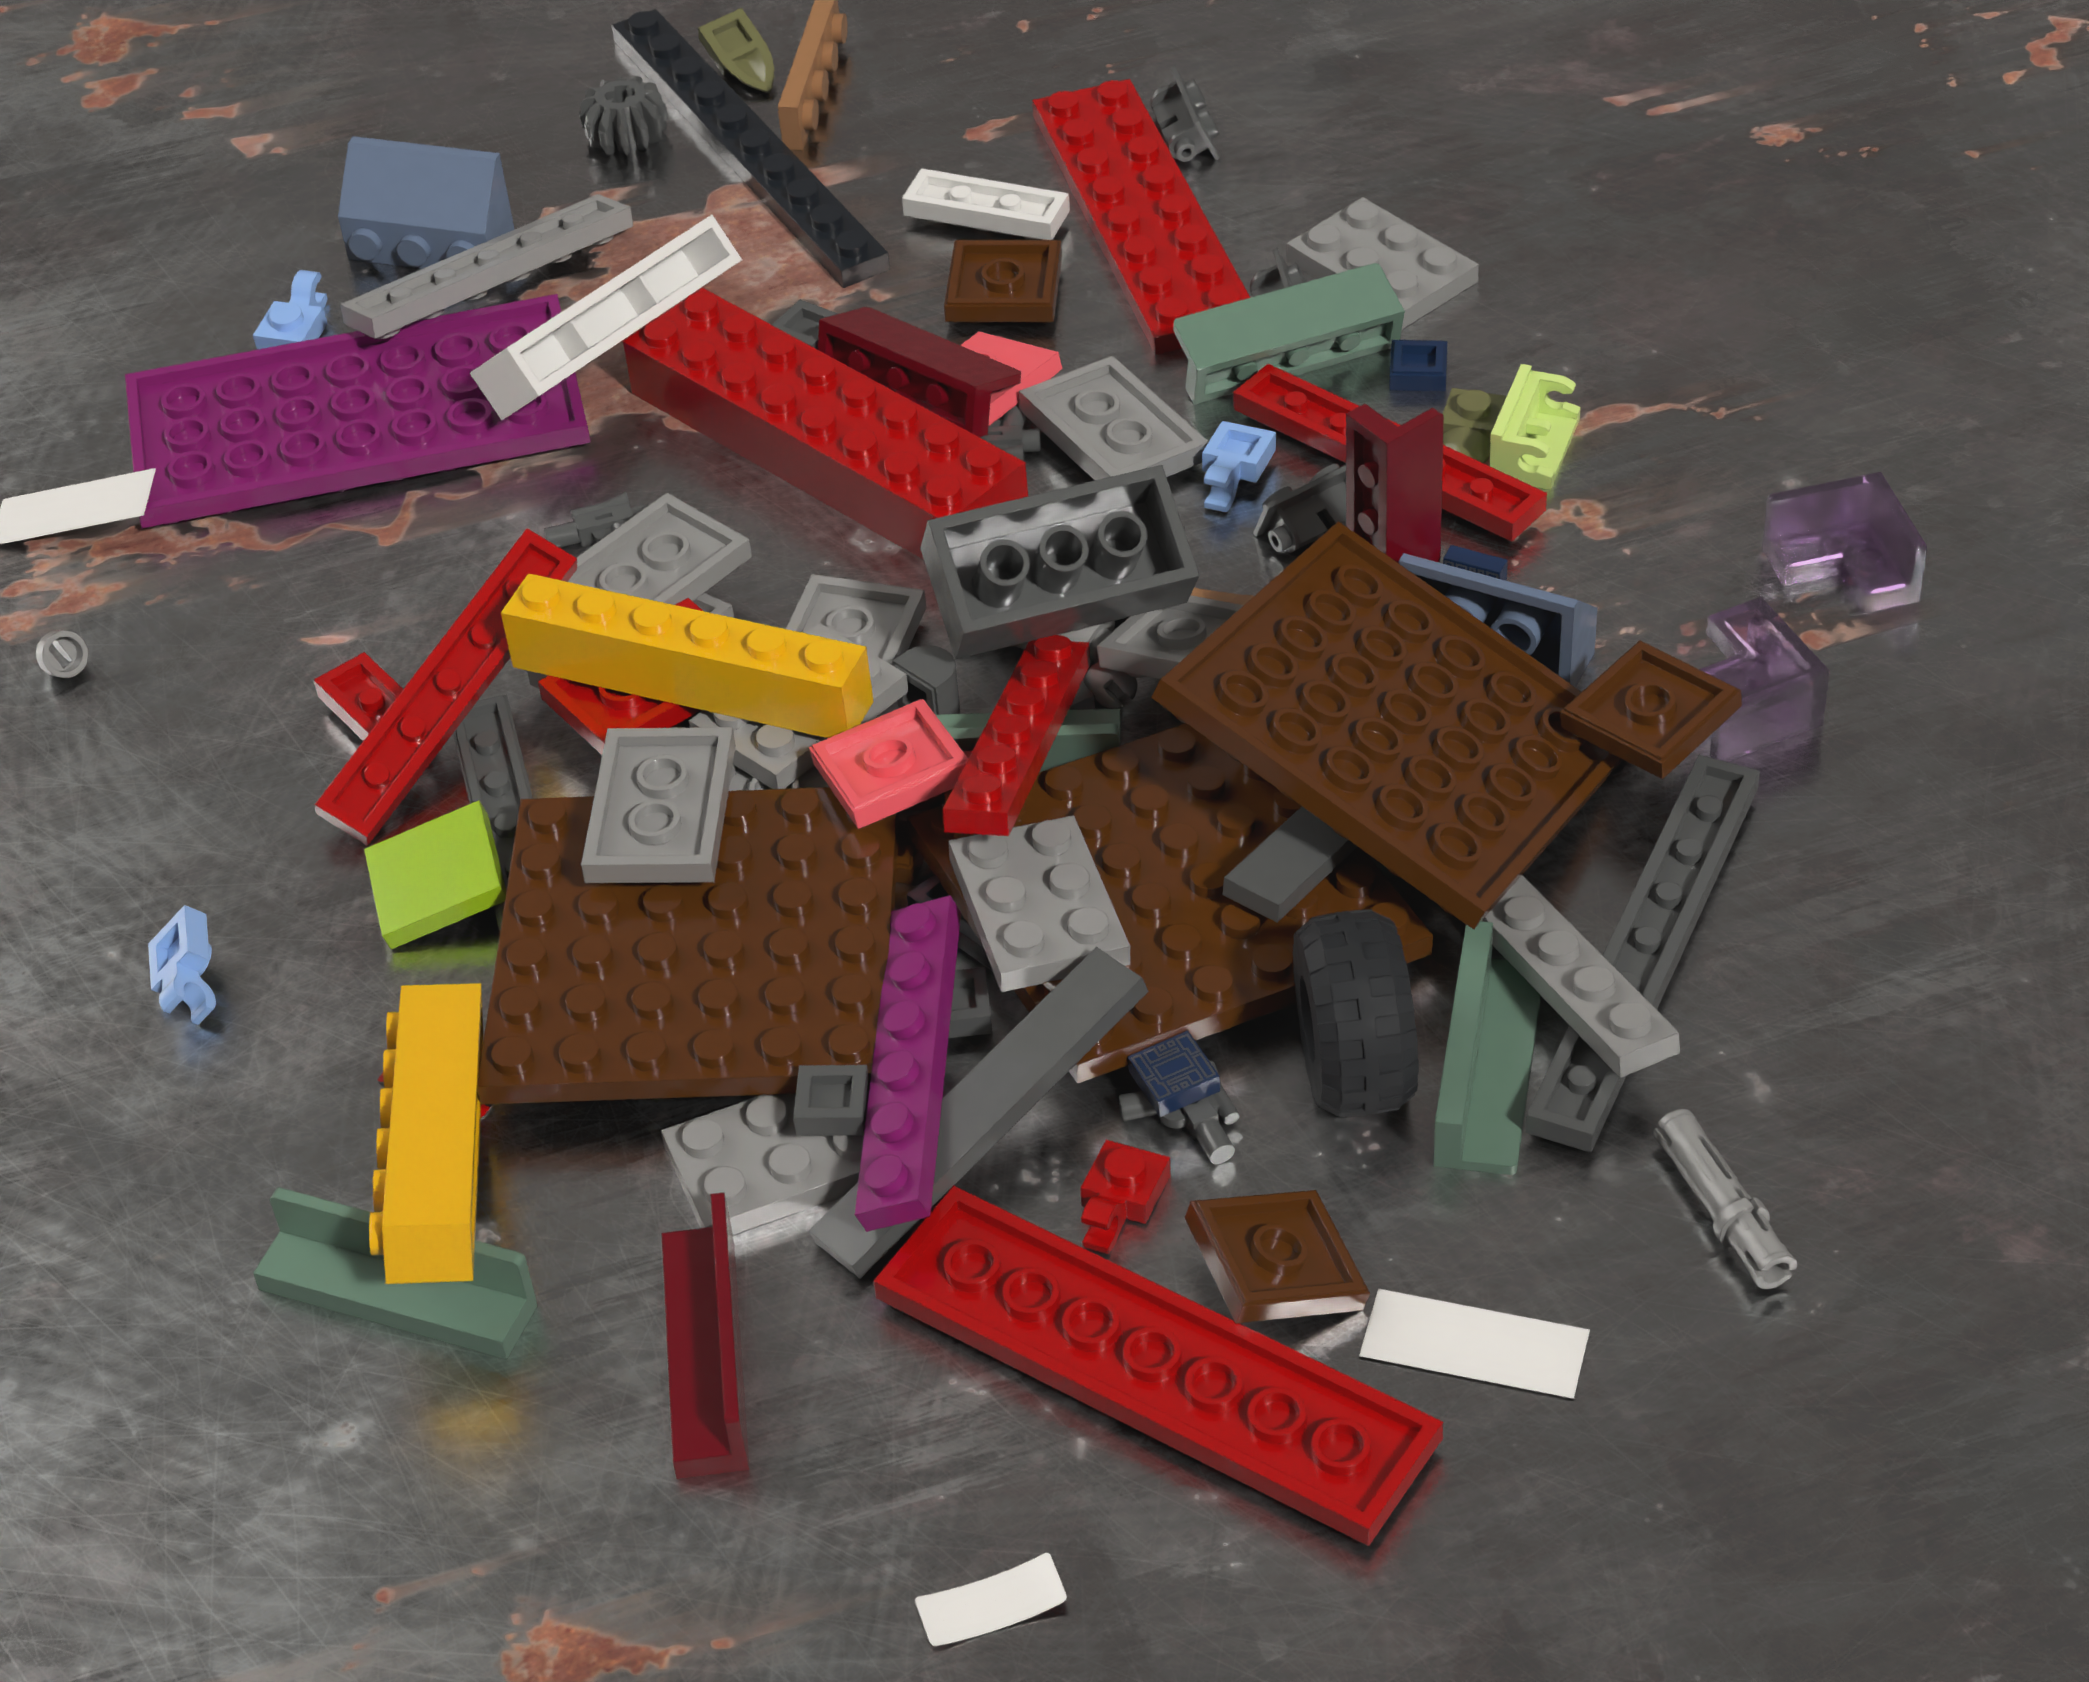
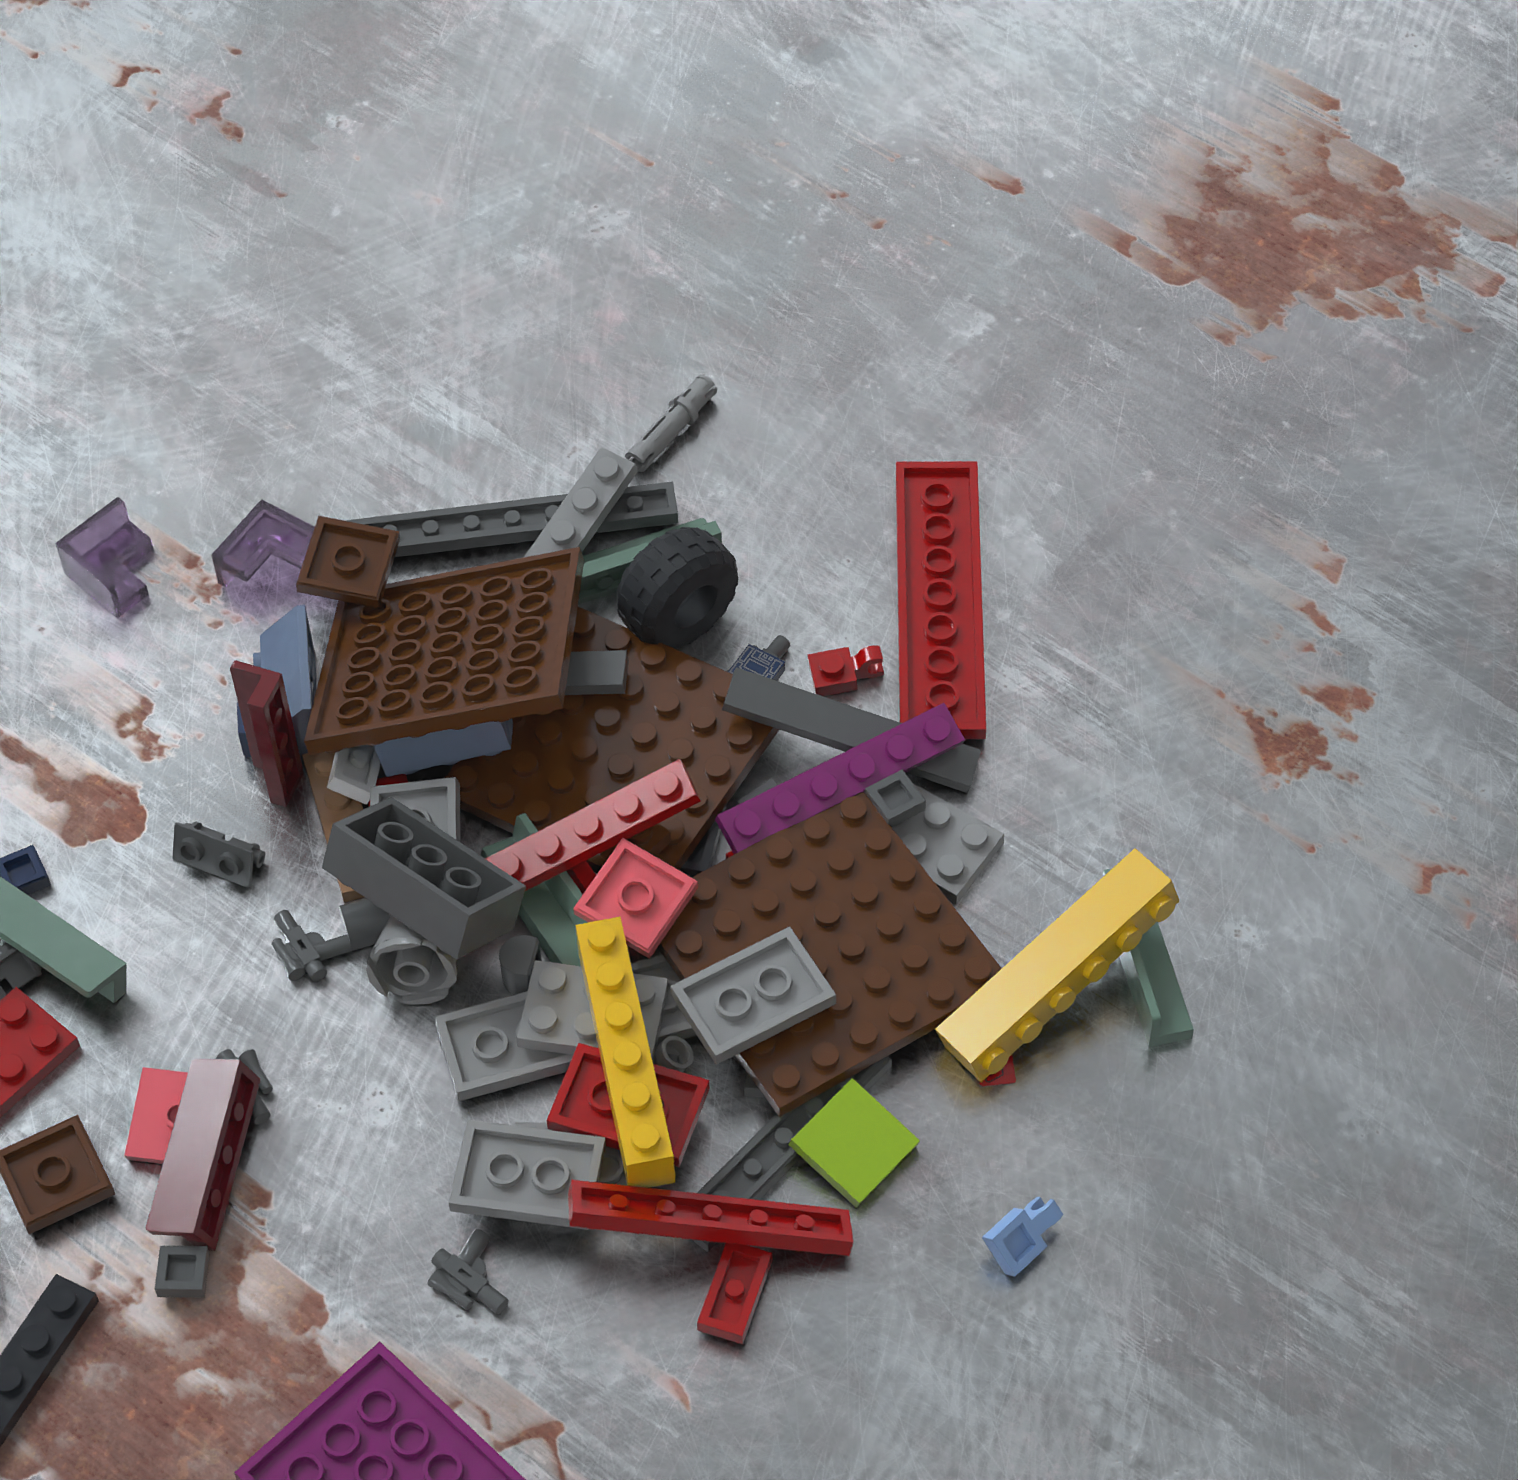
camera: 125 degrees left, 10 degrees up
(605, 317) = (271, 1375): white brick -> none
(704, 1348) = (1070, 788): dark red panel -> none
(815, 420) = (295, 1186): red brick -> none
(991, 1602) = (1115, 599): white sticker -> none
(1036, 901) = (716, 758): light grey plate -> none
(1111, 421) = (194, 1005): light grey plate -> none
(1234, 455) = (188, 917): light blue plate -> none
(1276, 1256) = (841, 575): reddish brown plate -> none
(1319, 420) = (136, 838): red plate -> none
(1470, 420) = (76, 814): olive plate -> none
(1475, 1343) = (825, 491): white sticker -> none
(1533, 428) = (72, 773): yellowish green hinge -> none

